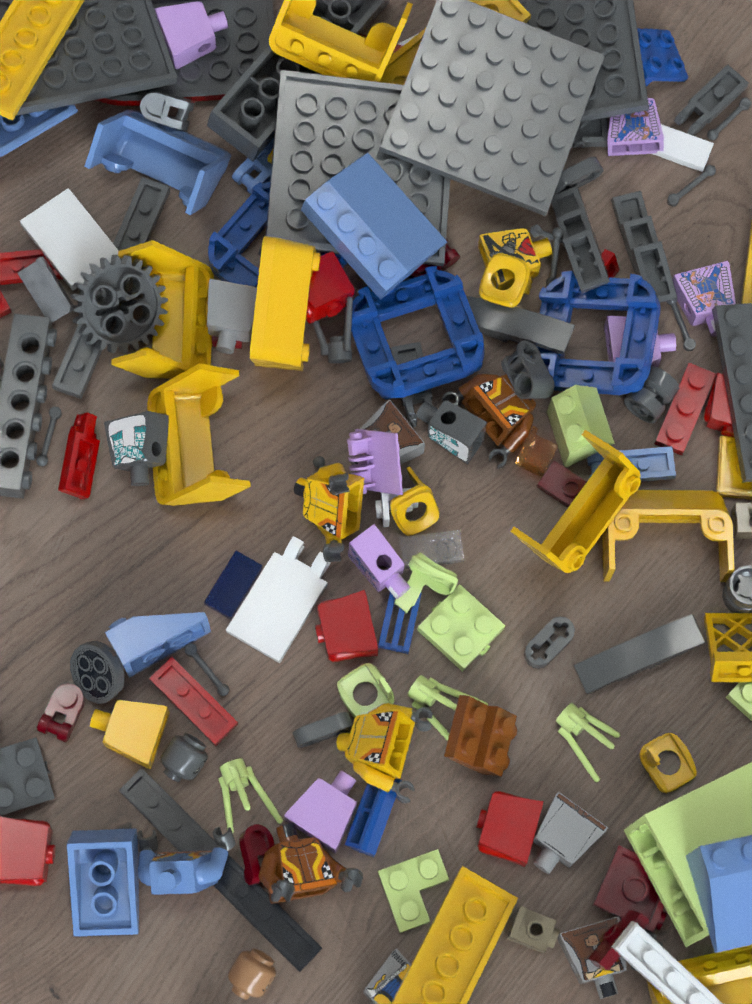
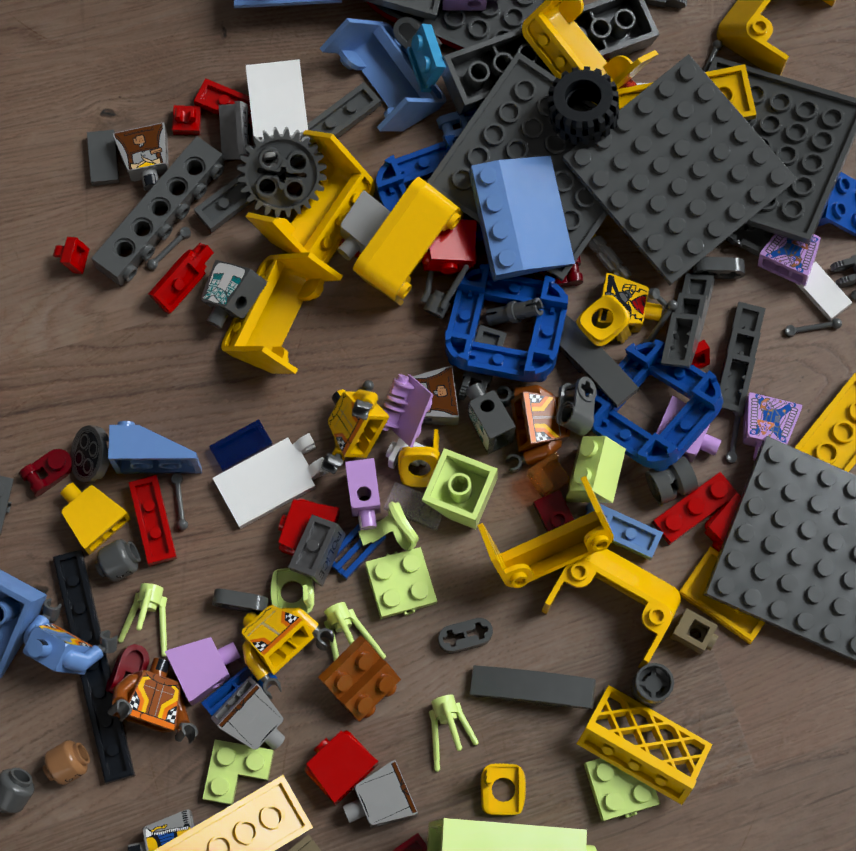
camera: 30 degrees right, 0 degrees up
(192, 122) = (426, 58): none -> dark azure plate
(368, 639) = (317, 549): none -> flat silver panel
(371, 67) = (583, 86): none -> black tyre
(401, 828) = (250, 717): none -> light grey torso
(416, 318) = (514, 312): none -> dark grey pin
(466, 508) = (460, 488): none -> yellowish green slope
(471, 221) = (608, 257): none -> light grey axle

